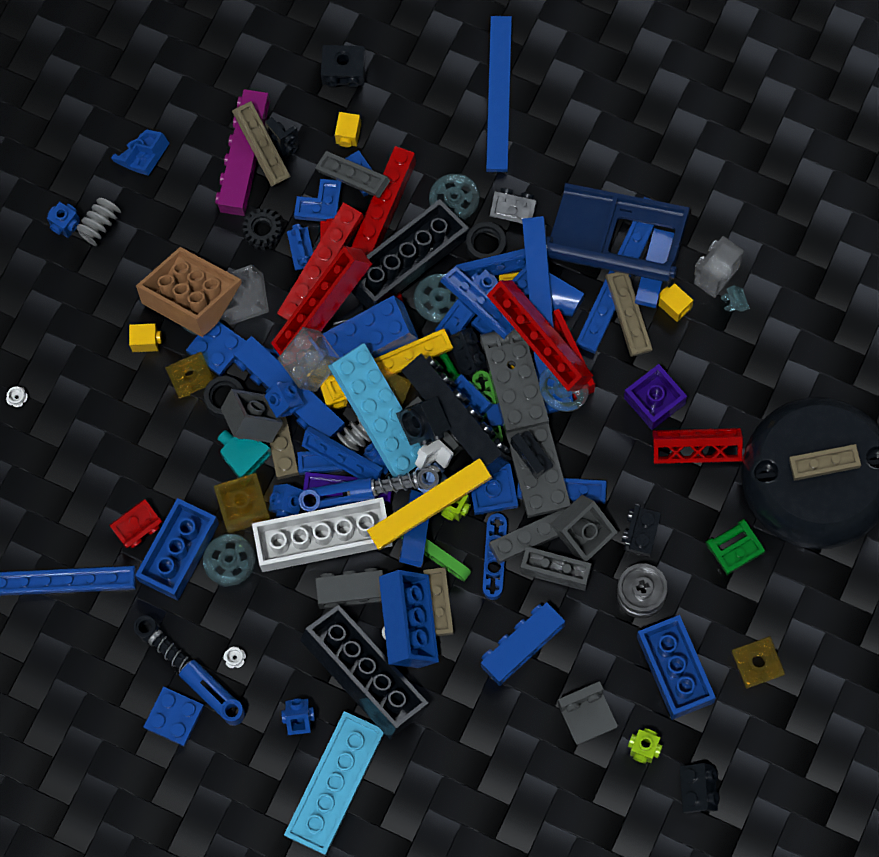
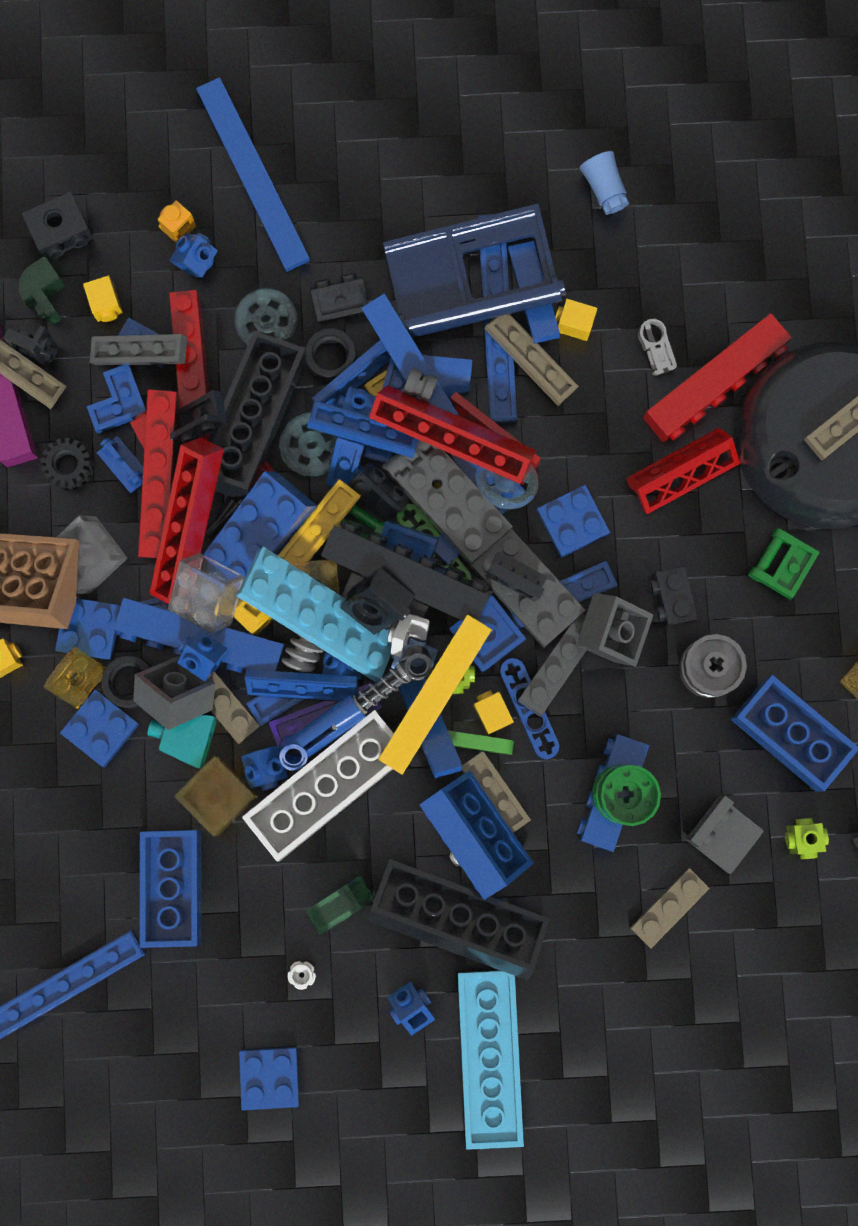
camera: 35 degrees left, 10 degrees up
(135, 524) = (107, 882): red bracket -> none
(187, 419) = (99, 728): none -> blue plate
(191, 671) = (262, 1019): piece -> none
(227, 578) = (244, 888): clear light blue plate -> none
(285, 620) = (340, 905): none -> clear green brick
(306, 99) = (38, 284): none -> clear green brick
(349, 588) = (388, 829): dark grey brick -> none
(369, 237) = (200, 417): none -> black bracket
(424, 97) = (173, 218): none -> light orange brick
(427, 128) = (194, 254): none -> blue brick
(466, 544) = (492, 712): none -> yellow brick
(520, 746) = (669, 908): none -> dark tan plate
(527, 627) = (642, 798): none -> green wheel
(535, 291) = (420, 385): none -> dark grey wheel
(555, 568) = (606, 690): dark grey brick -> none
(598, 442) = (573, 521): none -> blue plate
(655, 397) = (612, 439): dark purple brick -> none
(718, 266) = (604, 255): clear brick -> none
(724, 353) = (658, 352): none -> light grey piece
(737, 299) = (641, 283): clear light blue tile -> none
(749, 215) = (605, 182): none -> medium blue plant
(756, 392) = (718, 377): none -> red brick

